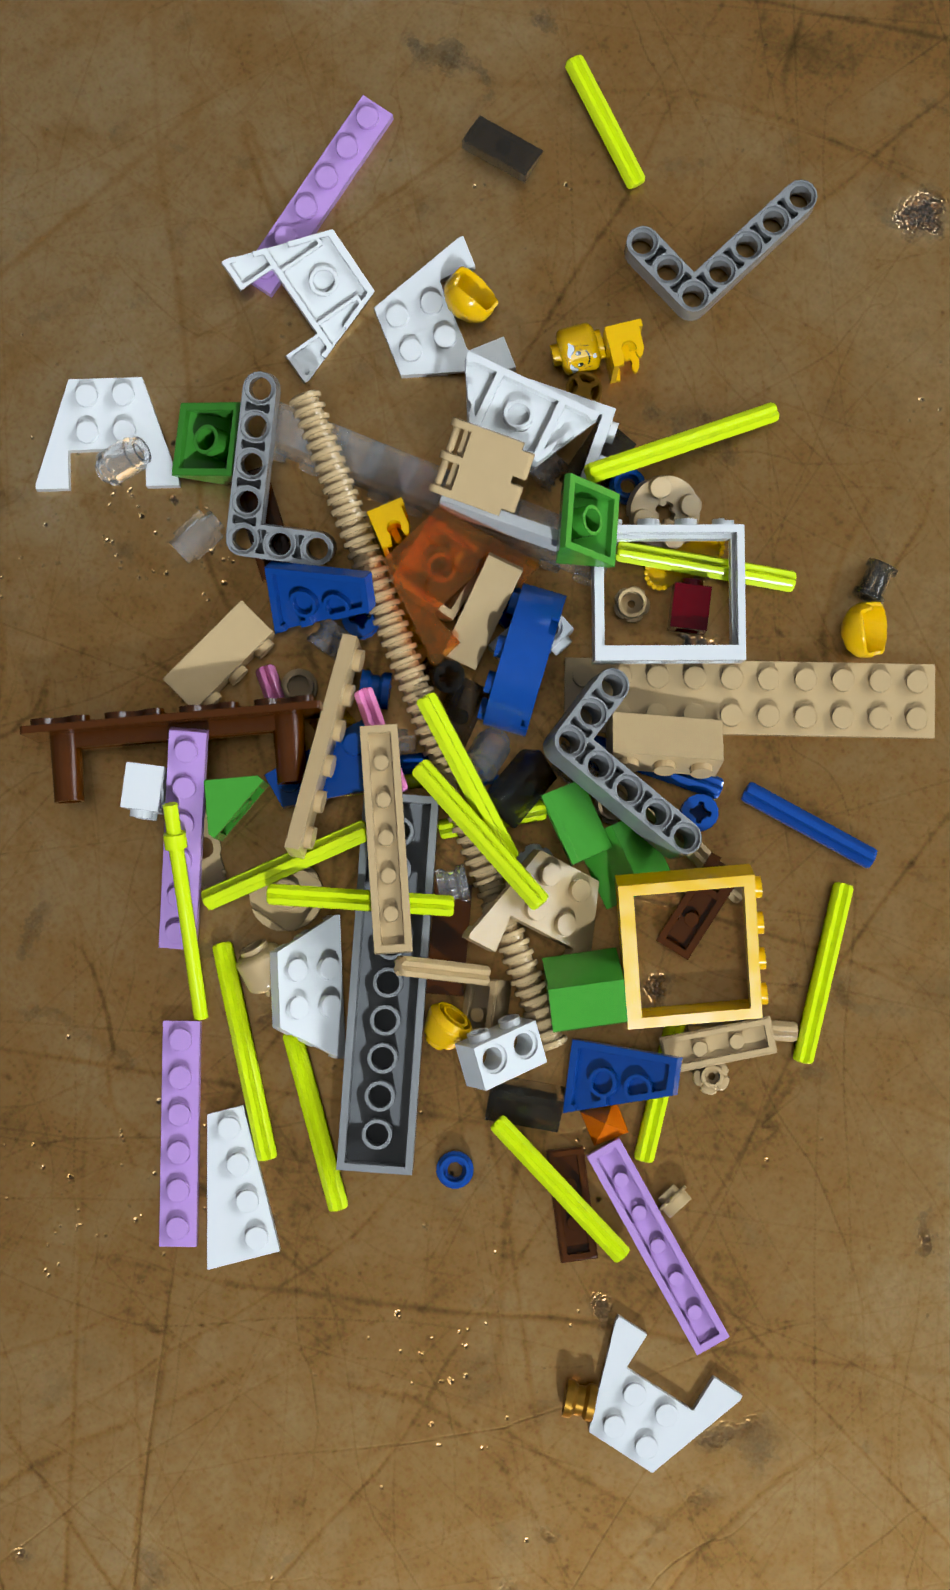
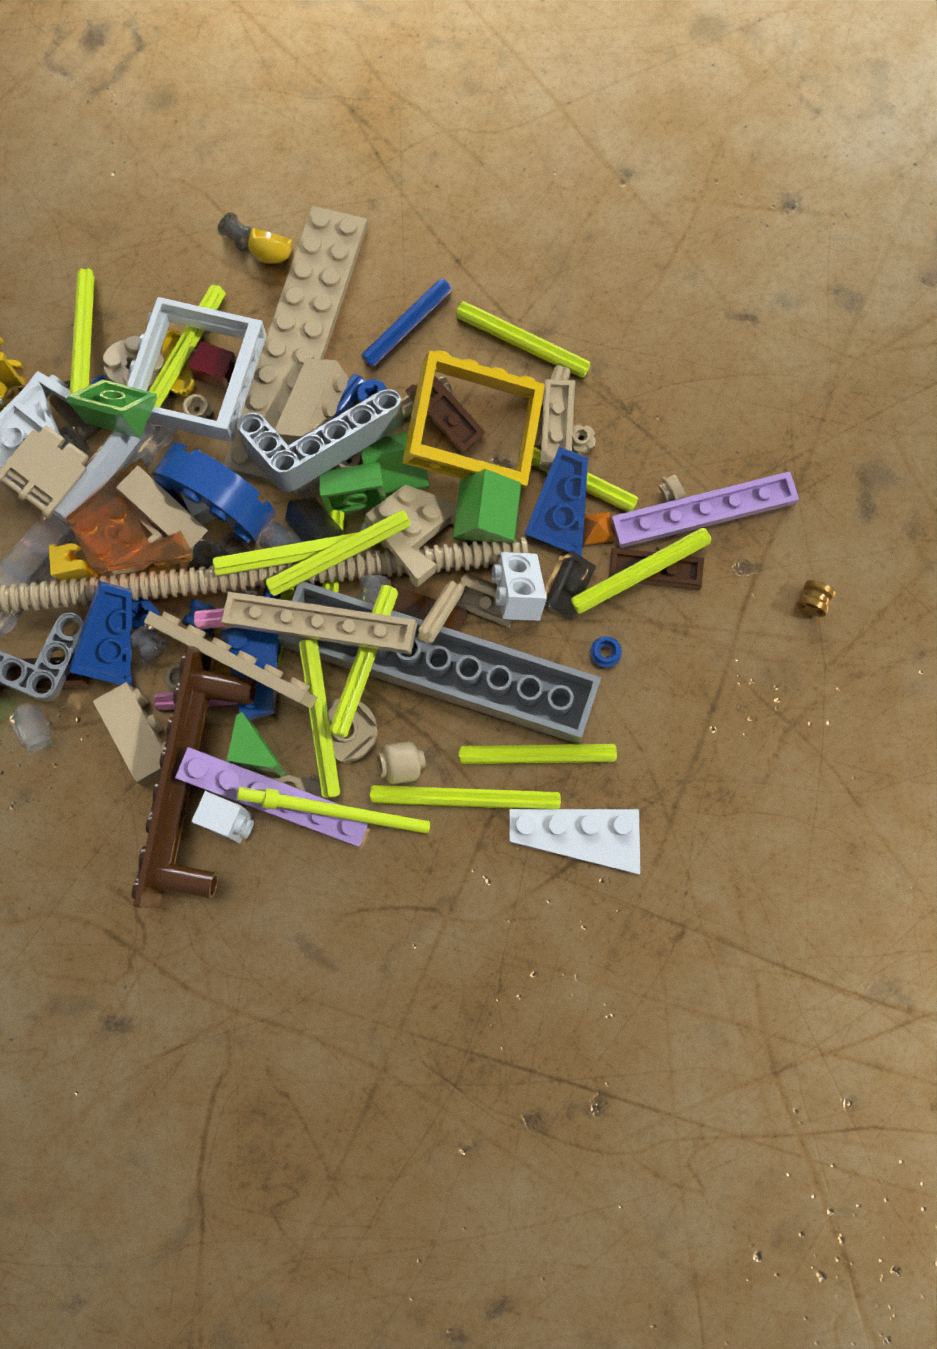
camera: 70 degrees left, 10 degrees down
(180, 1133) = (520, 869): lavender plate -> none
(310, 987) = (427, 727): white wing -> none
(445, 1026) = (489, 626): yellow cone -> none
(642, 1417) = (840, 555): white wing -> none

